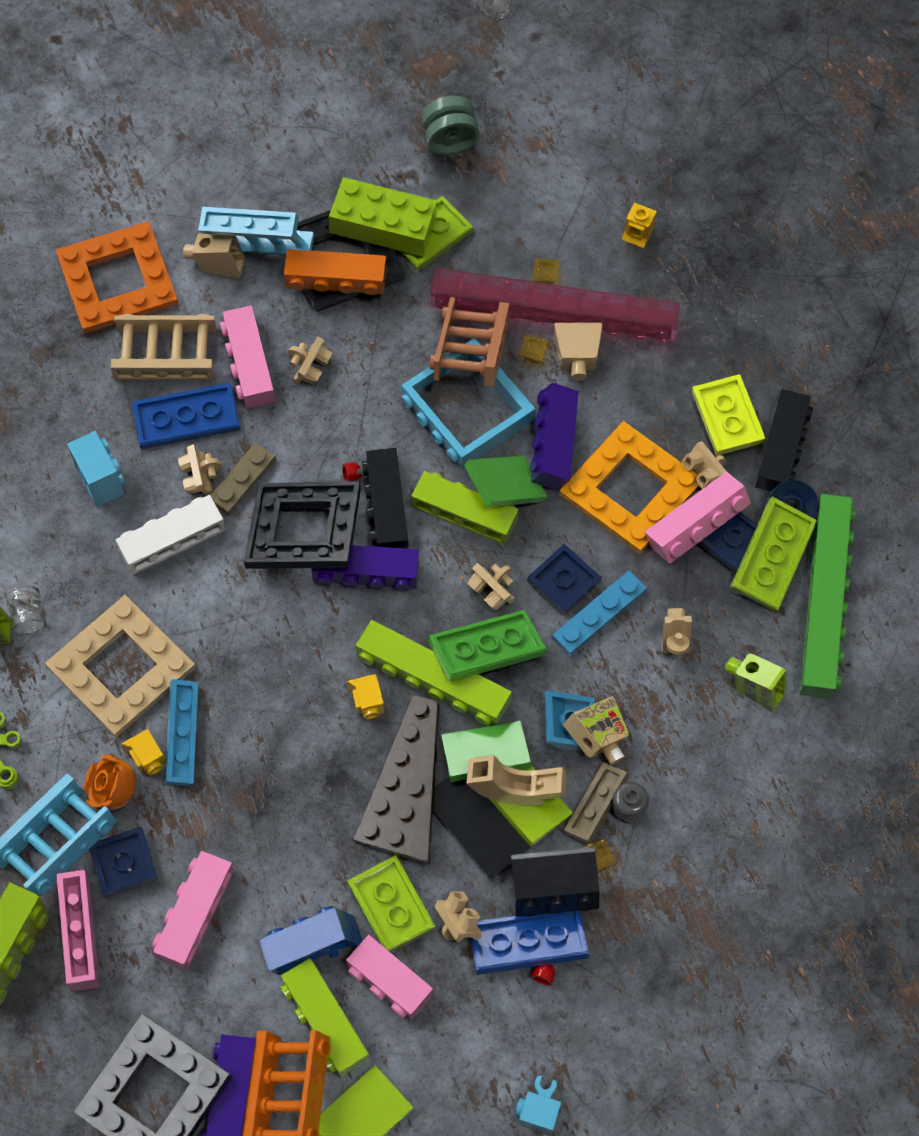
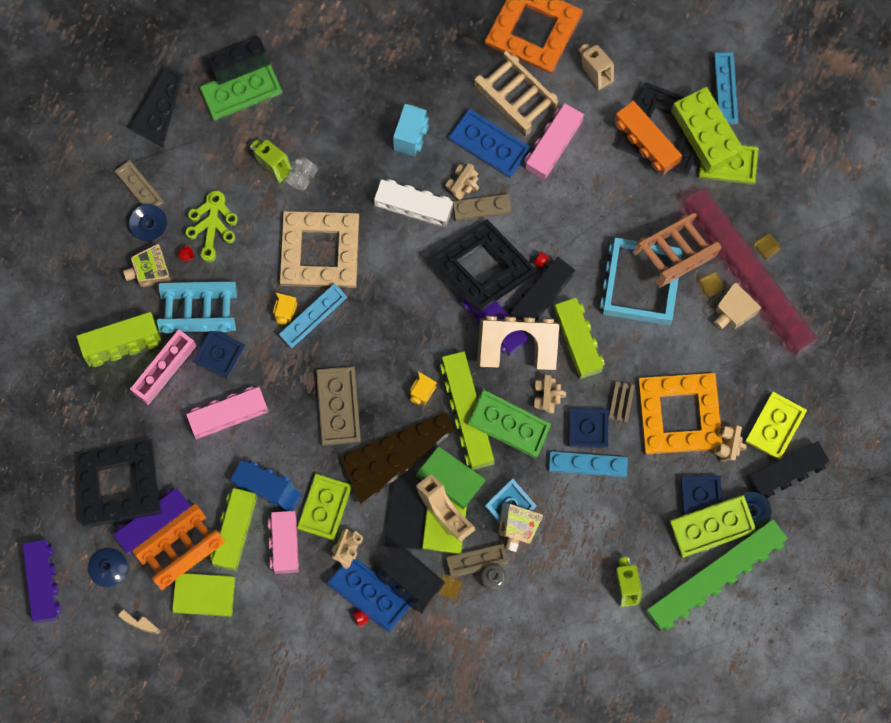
camera: 45 degrees right, 10 degrees up
(110, 783) = (250, 308): orange cylinder -> none
(257, 229) = (627, 74): medium azure fence -> none
(299, 794) = (338, 406): none -> dark tan tile
(306, 371) = (576, 179): tan hips -> none
(350, 165) = (726, 86): none -> dark azure plate
(383, 571) = (494, 330): none -> arch
(450, 125) = (803, 110): sand green wheel -> none
(504, 481) = (612, 345): bright green tile -> none
(539, 1110) = (287, 680): medium azure brick -> none
(554, 436) = (667, 345): dark purple brick -> none
(555, 511) = (624, 386): none -> dark tan tile
(639, 225) = (847, 270): yellow window -> none
(676, 632) = (612, 516): tan hips -> none
(698, 517) = (692, 466): bright pink brick -> none

